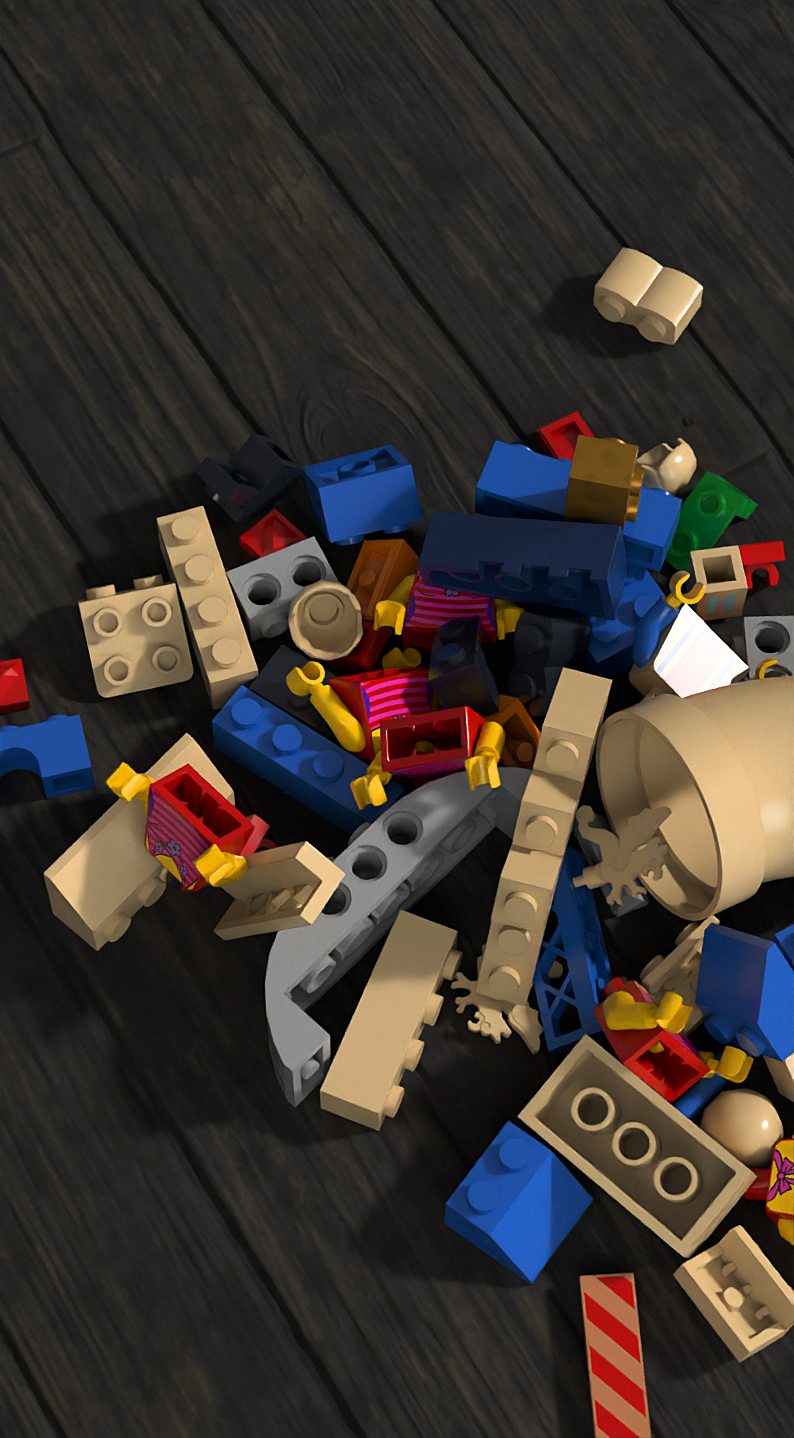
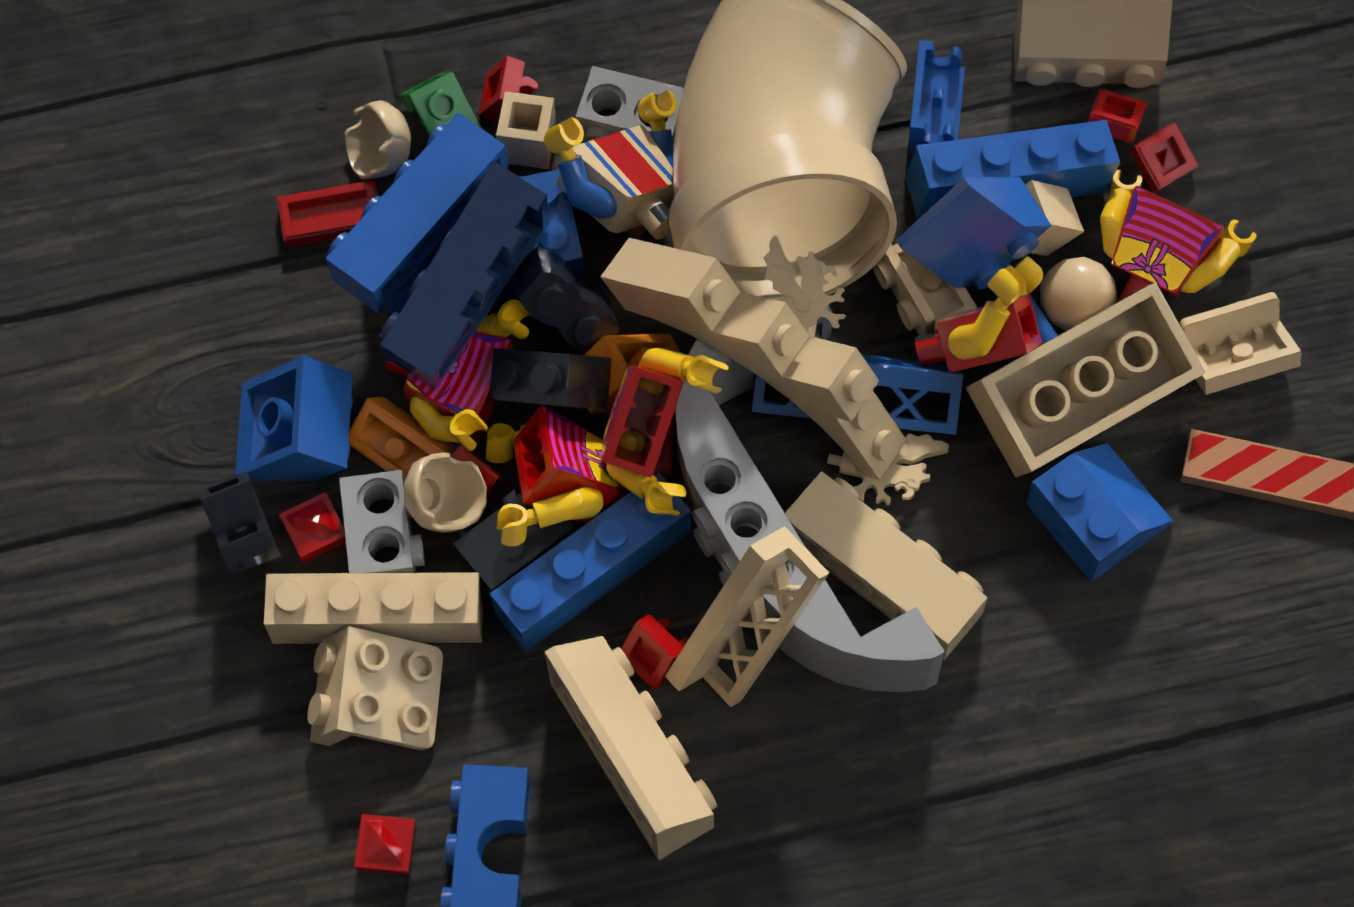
camera: 70 degrees left, 5 degrees up
(188, 826) = (665, 671): torso -> none
(604, 482) = (439, 165): pearl gold brick -> none
(647, 296) = (173, 90): tan brick -> none

